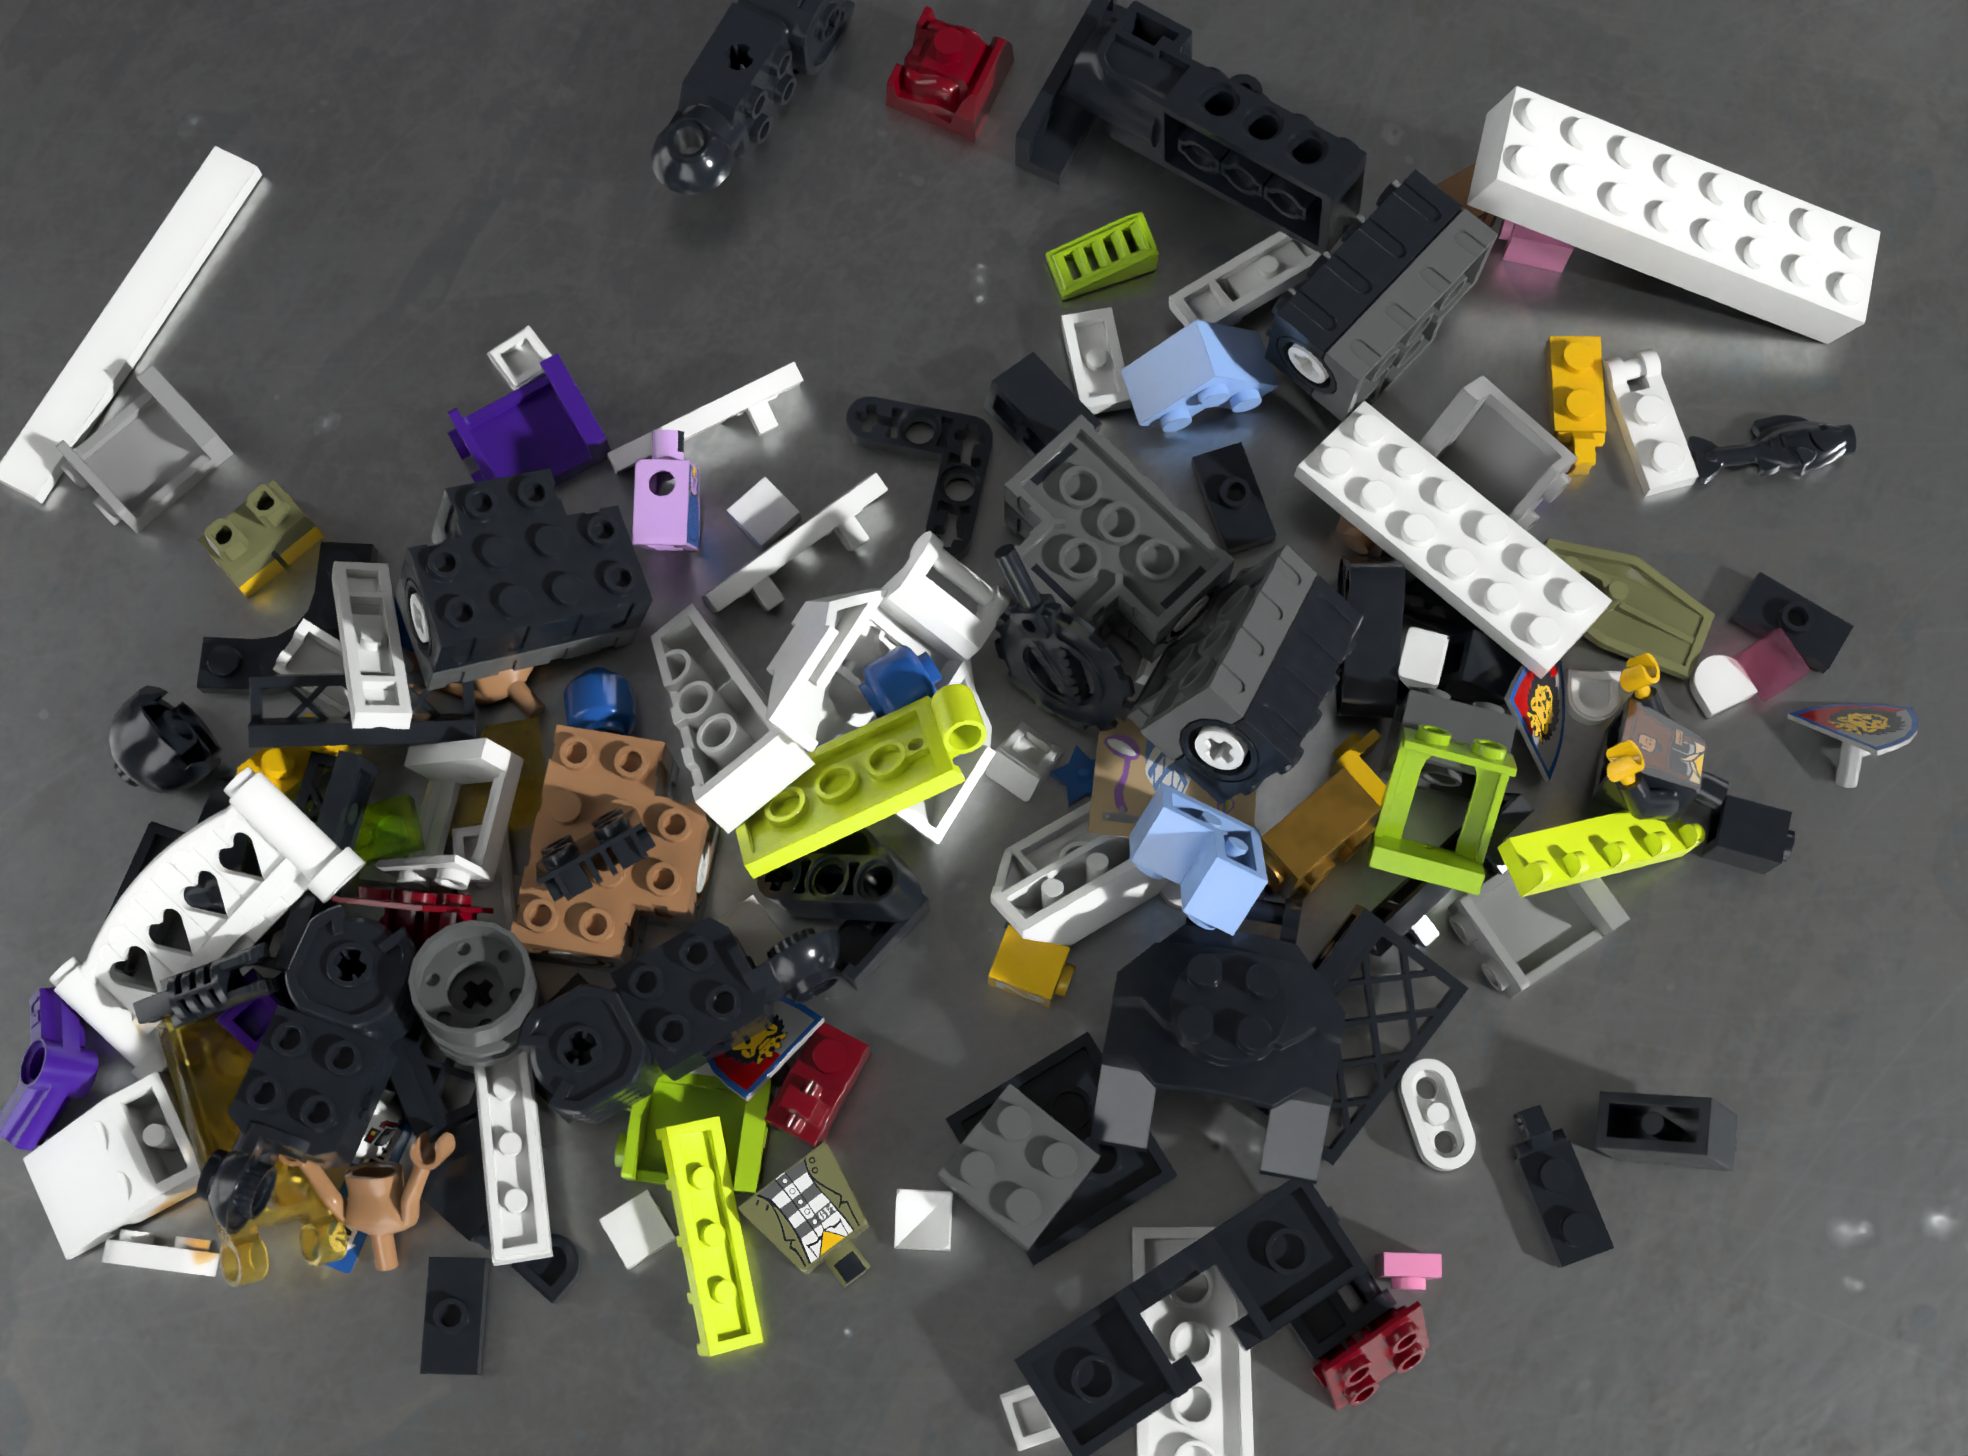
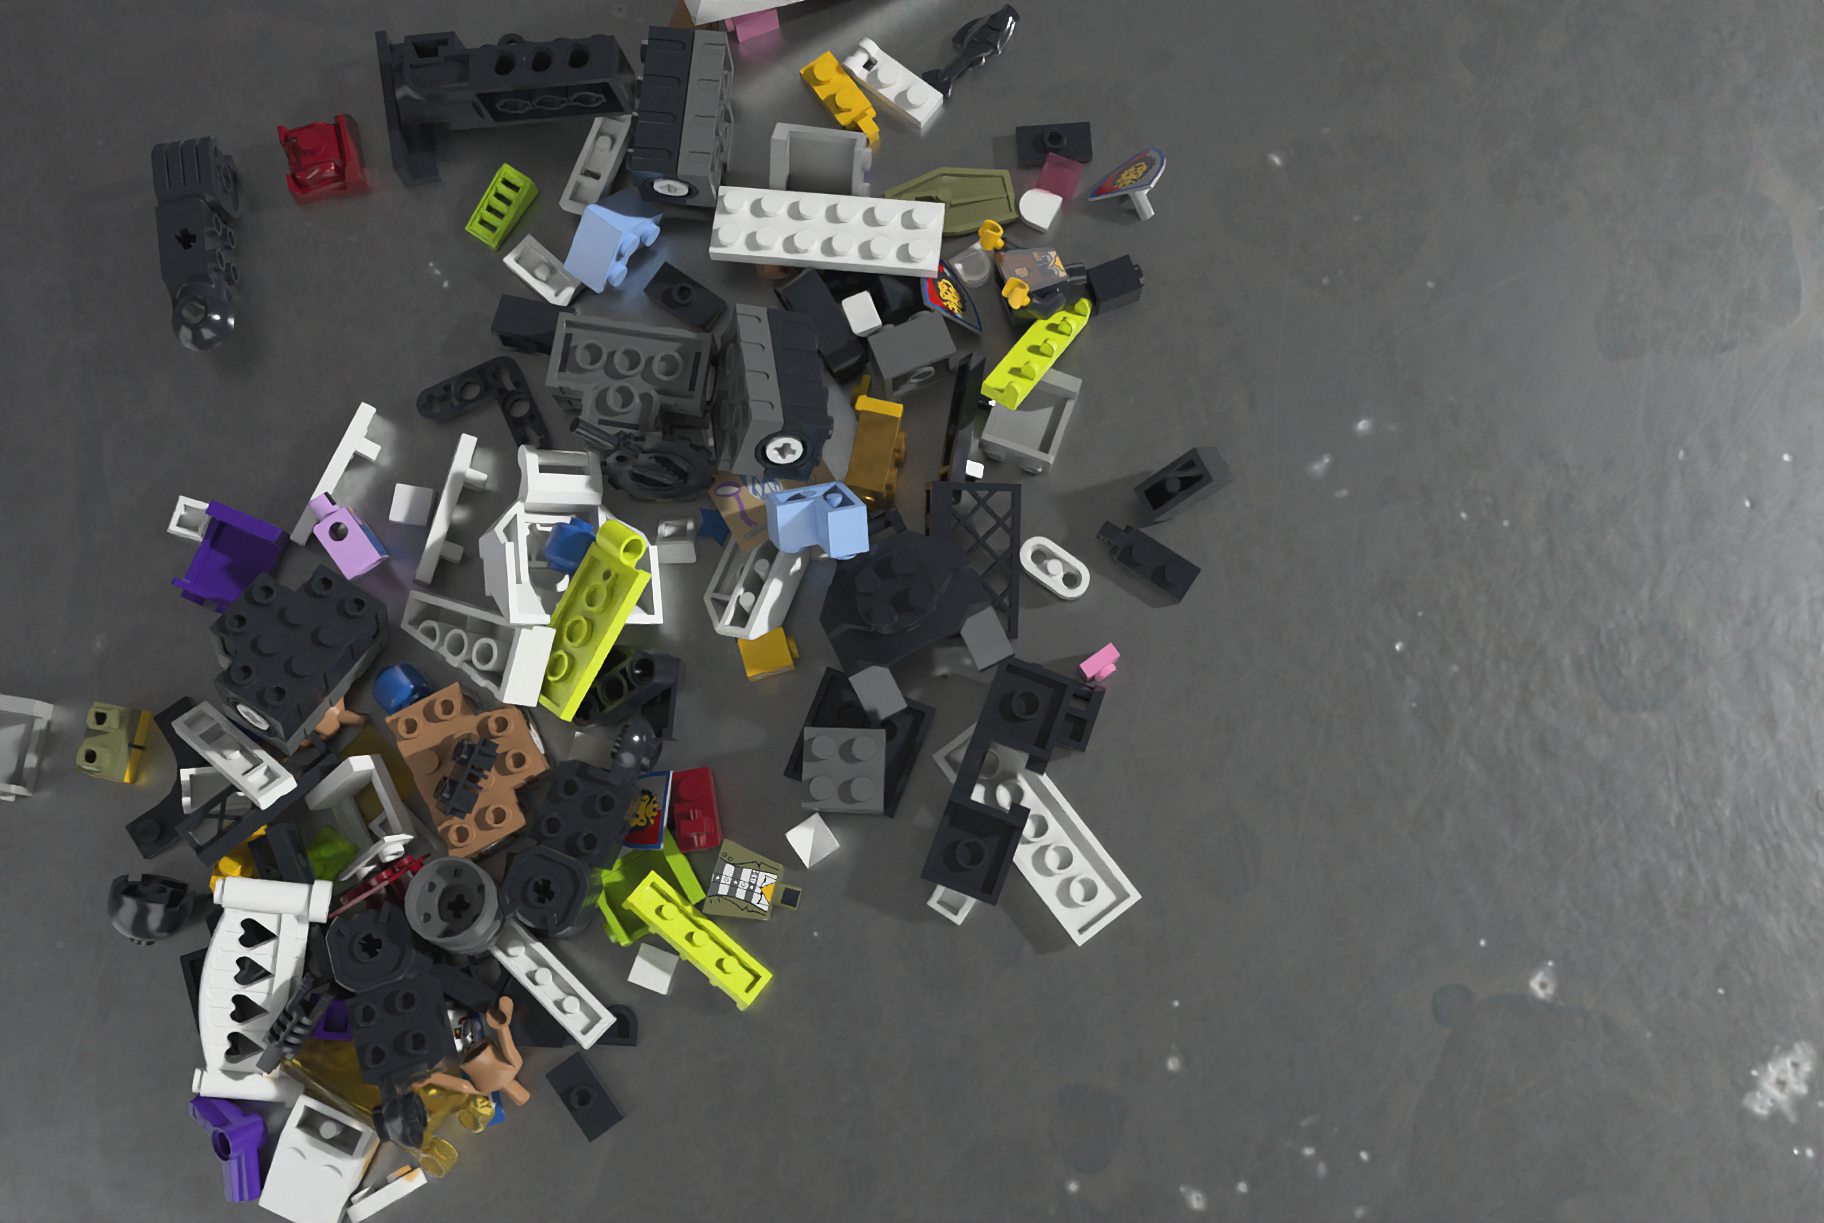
camera: 35 degrees left, 5 degrees up
(1394, 1345) = (1120, 711): dark red hinge -> none
(1452, 869) = (969, 418): lime panel -> none

